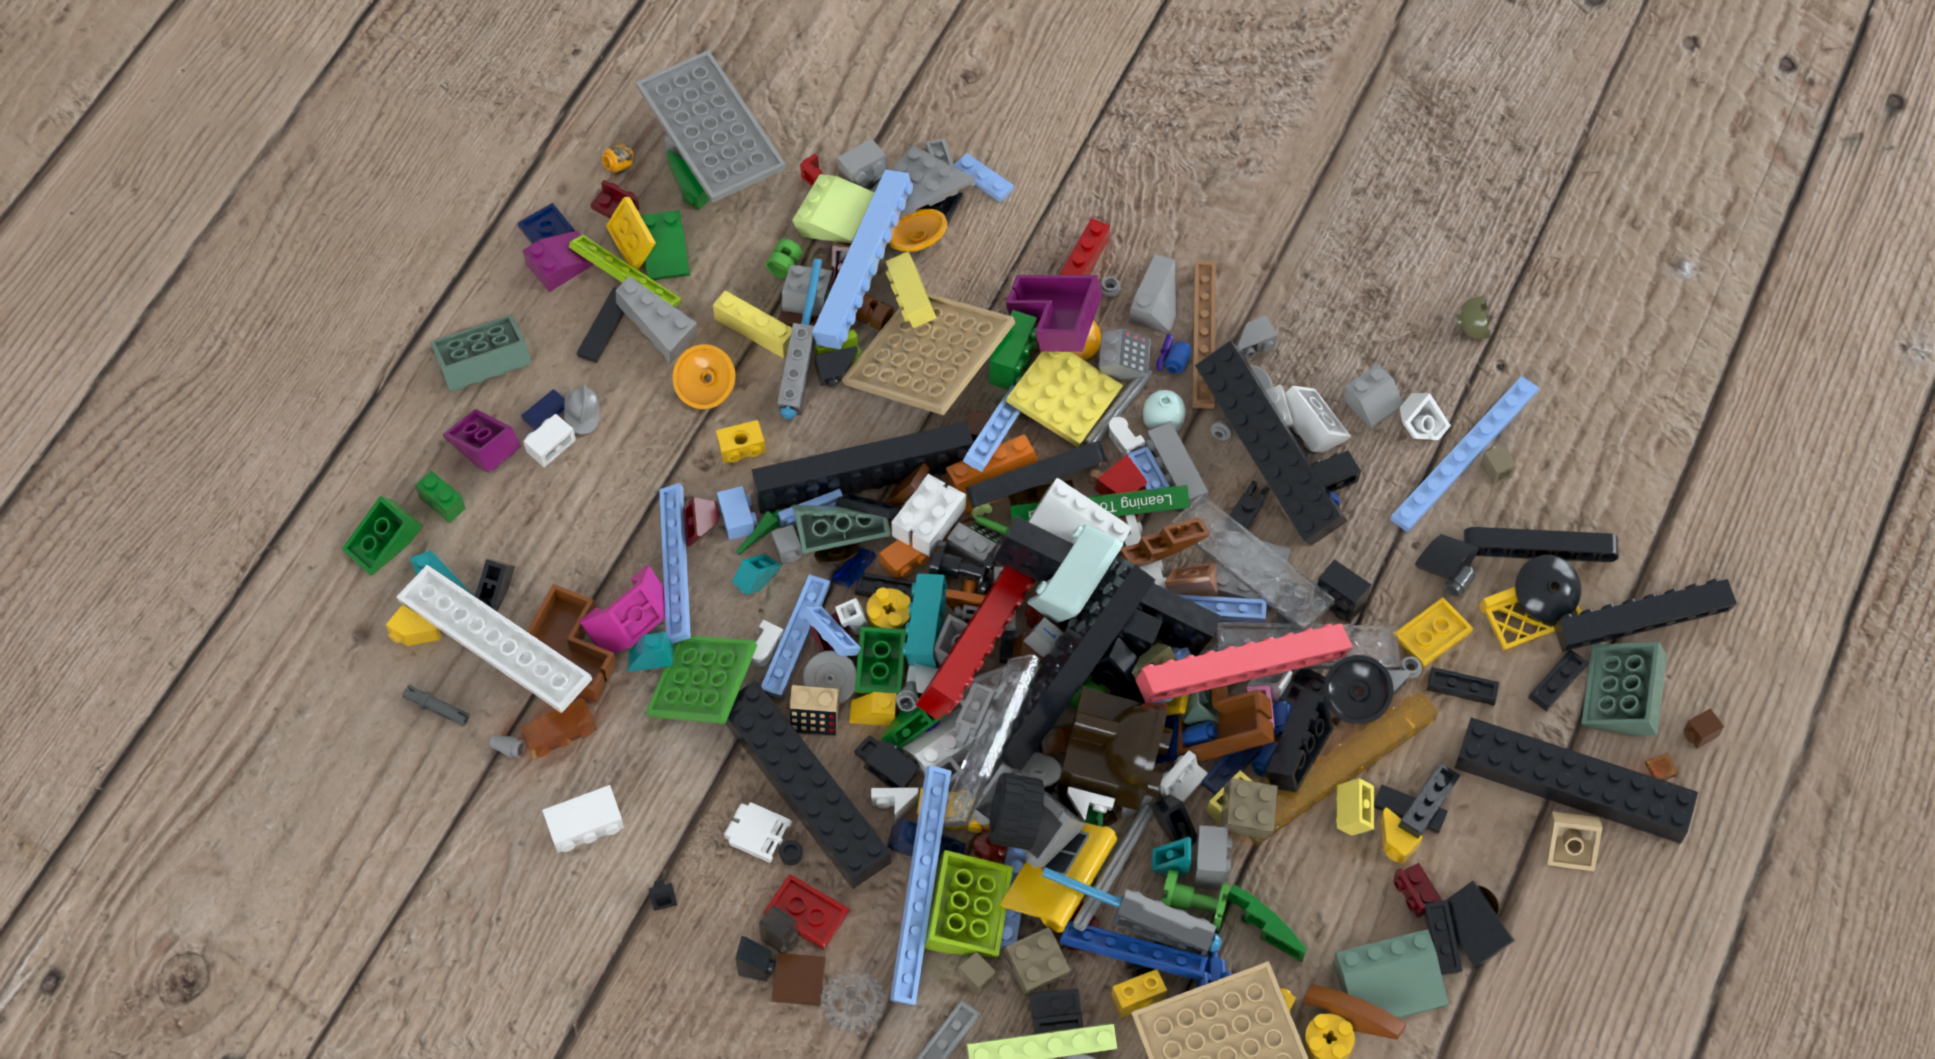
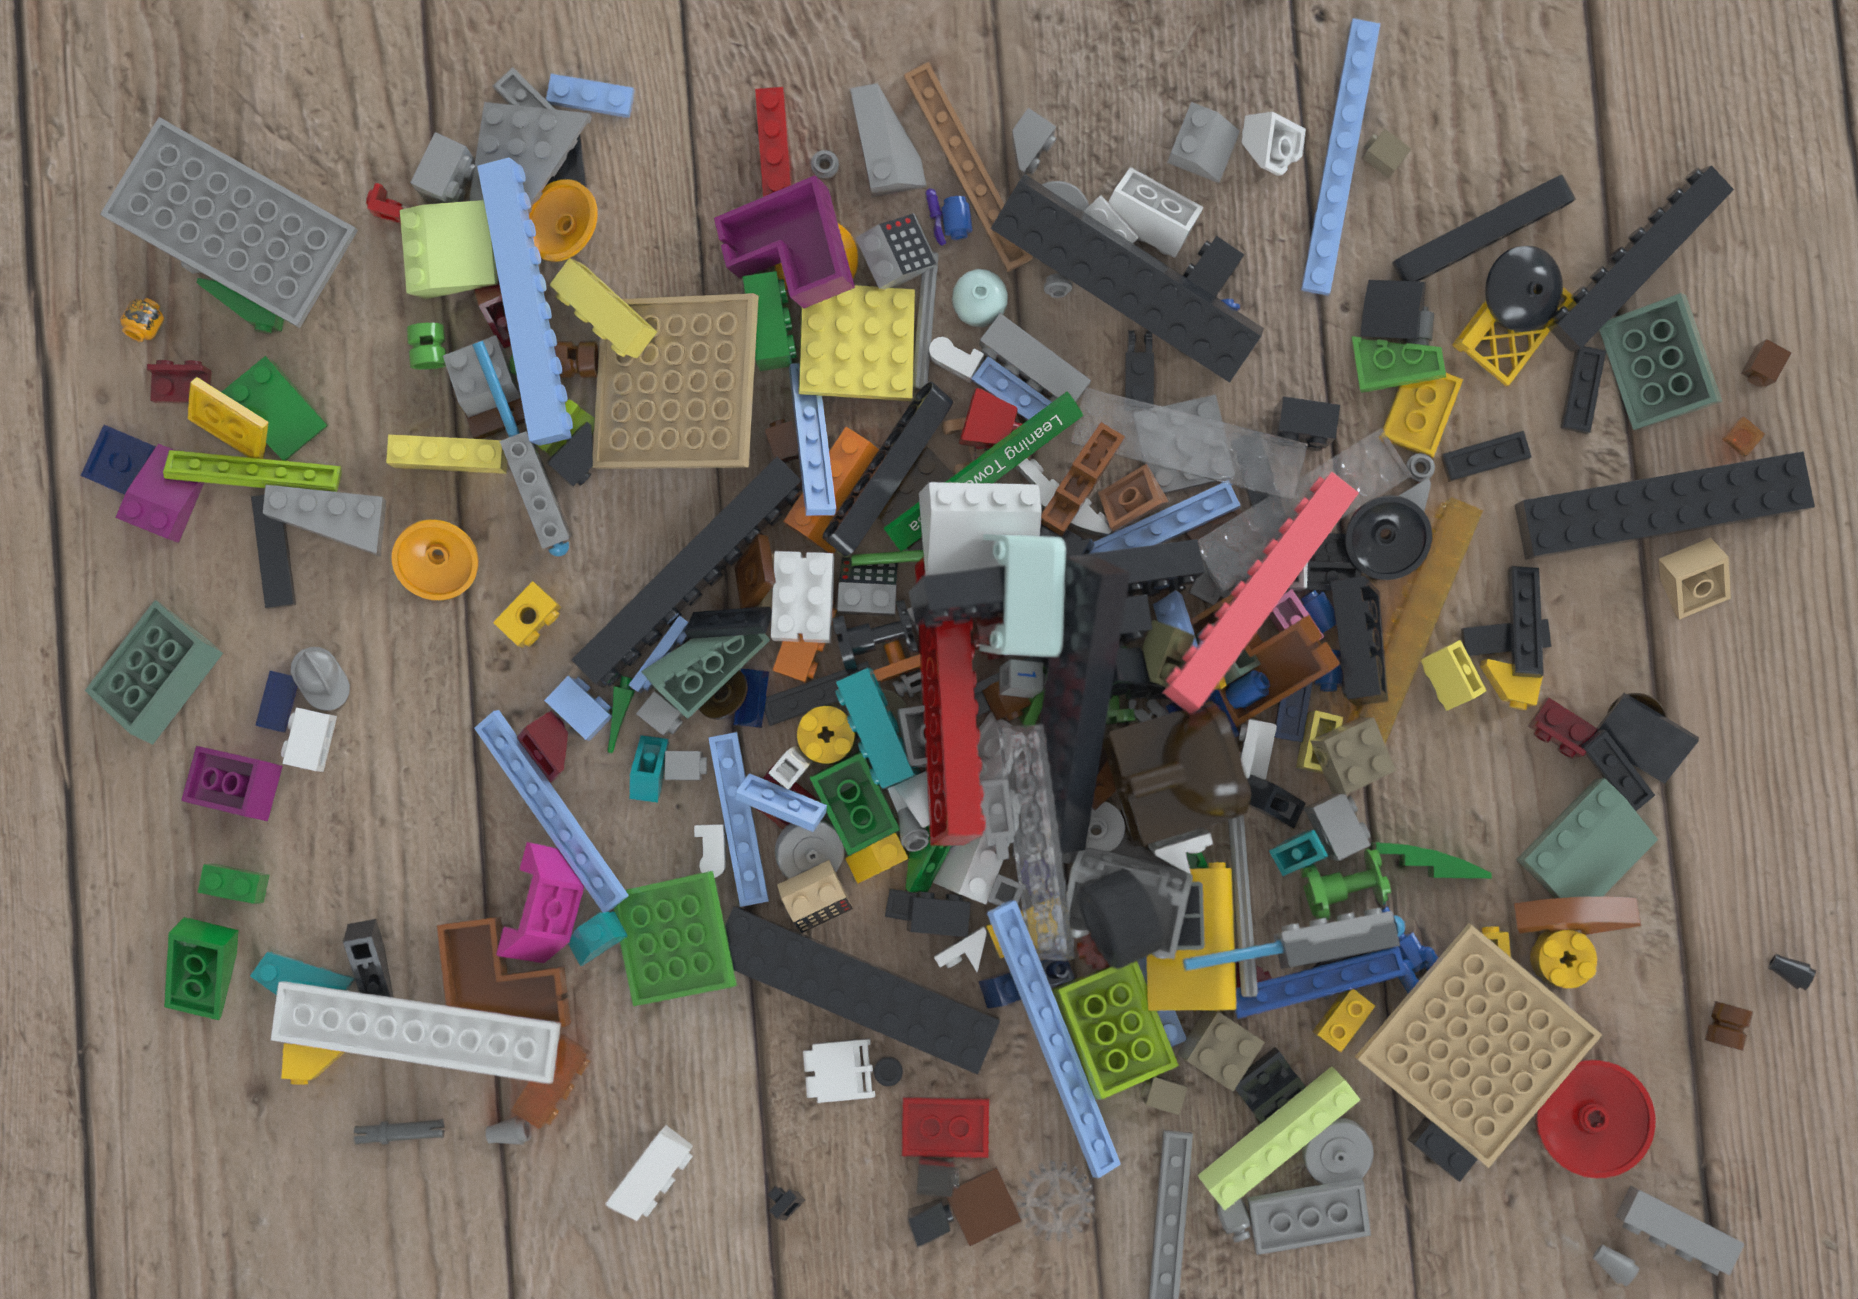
camera: 30 degrees left, 25 degrees up
(781, 583) = (685, 765): none -> light grey brick
(1425, 591) = (1395, 364): none -> bright green wing

